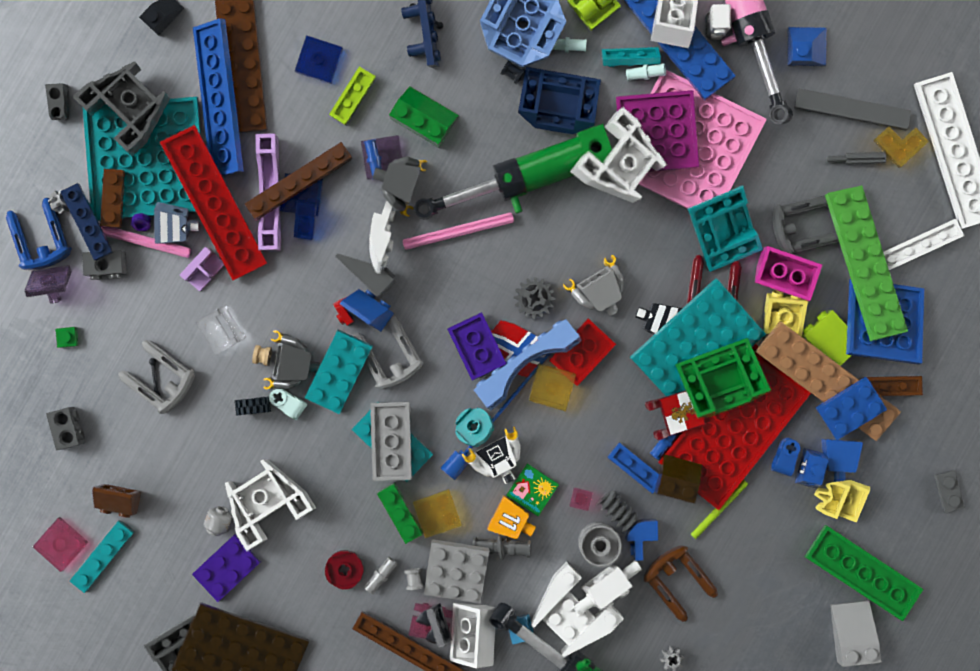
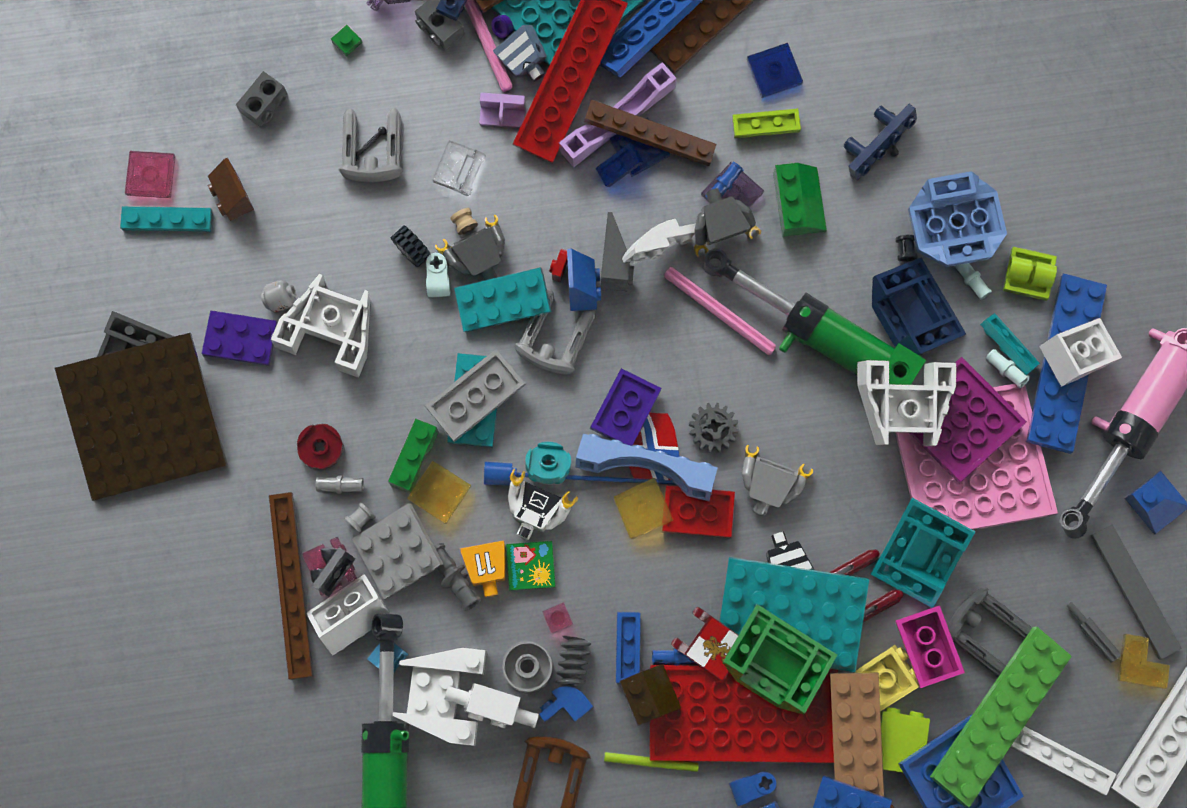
camera: 55 degrees right, 10 degrees down
(718, 21) = (1109, 397): white brick -> none

